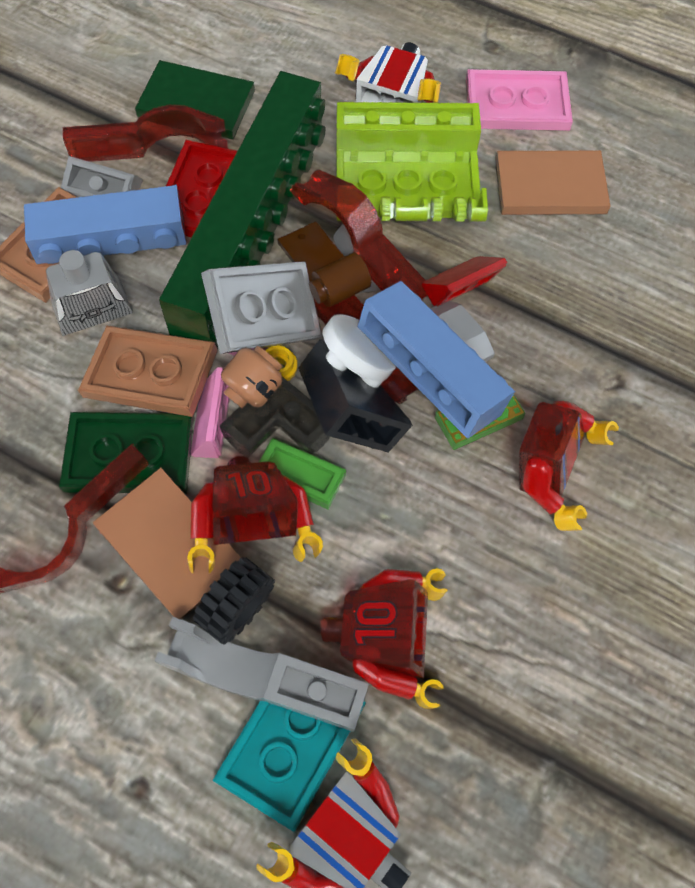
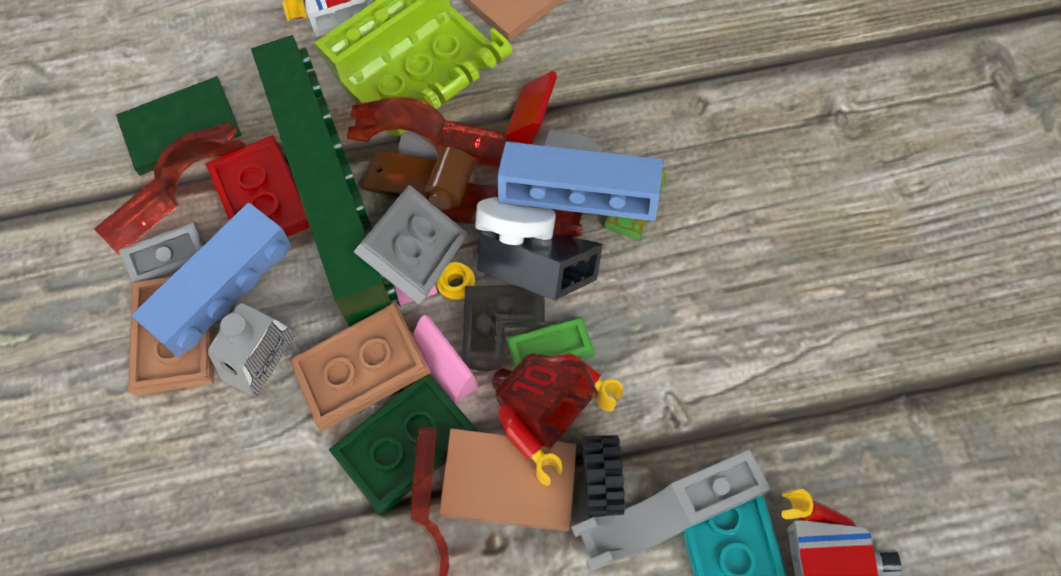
camera: 35 degrees left, 0 degrees up
(251, 377) = (458, 302): nougat head -> none
(387, 631) = (725, 404): torso -> none
(550, 454) = (717, 188): torso -> none

